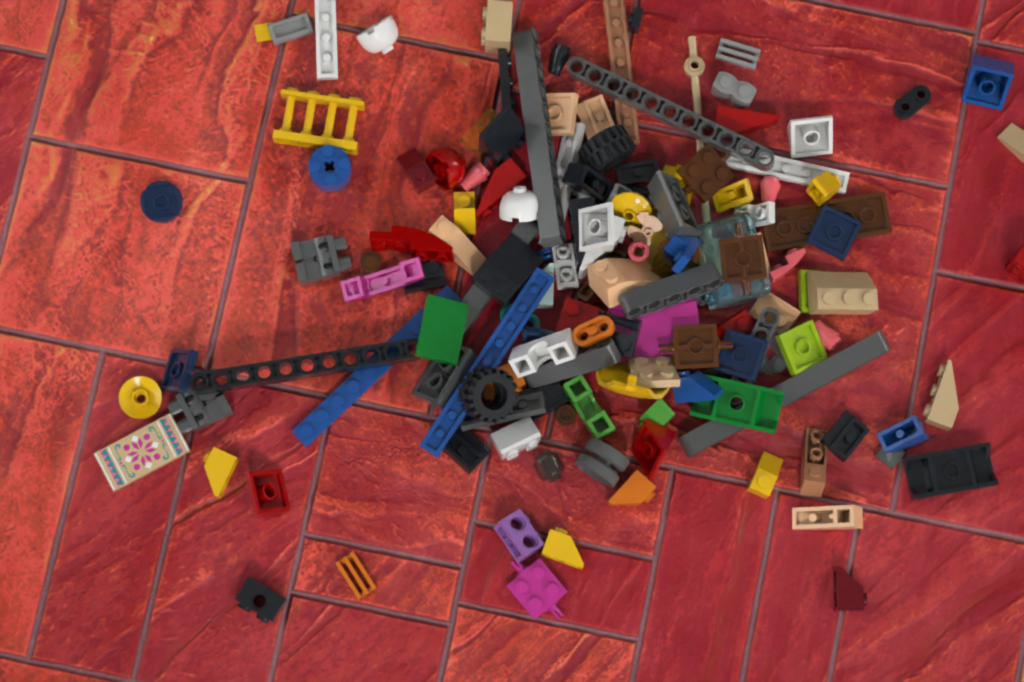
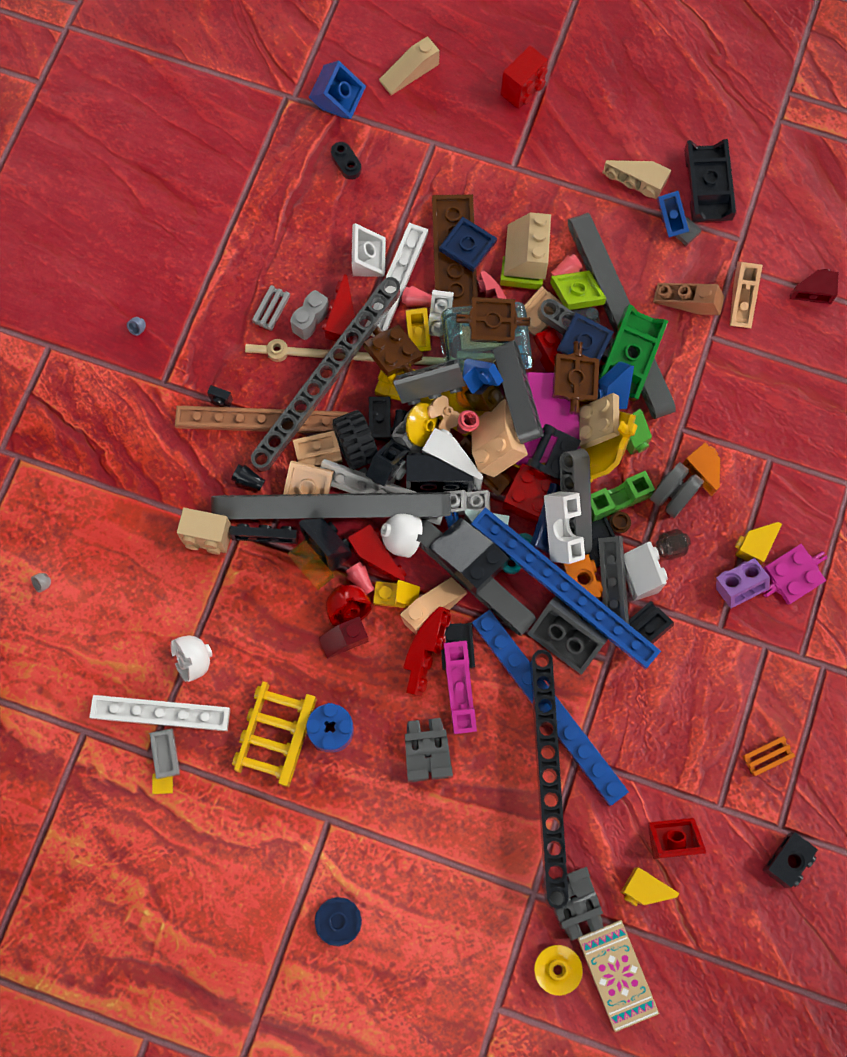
camera: 80 degrees left, 5 degrees down
(179, 370) = (535, 921): dark blue tile -> none
(370, 262) = (437, 698): reddish brown plate -> none
(441, 330) = (526, 629): green tile -> none
(503, 399) = (617, 584): black tyre -> none
(594, 331) = (552, 471): orange plate -> none
(596, 228) = (443, 453): white slope -> none
(651, 446) = (667, 439): red slope -> none
(765, 475) = (699, 342): yellow slope -> none
(823, 187) = (425, 243): yellow slope -> none
(844, 436) = (667, 265): black plate -> none

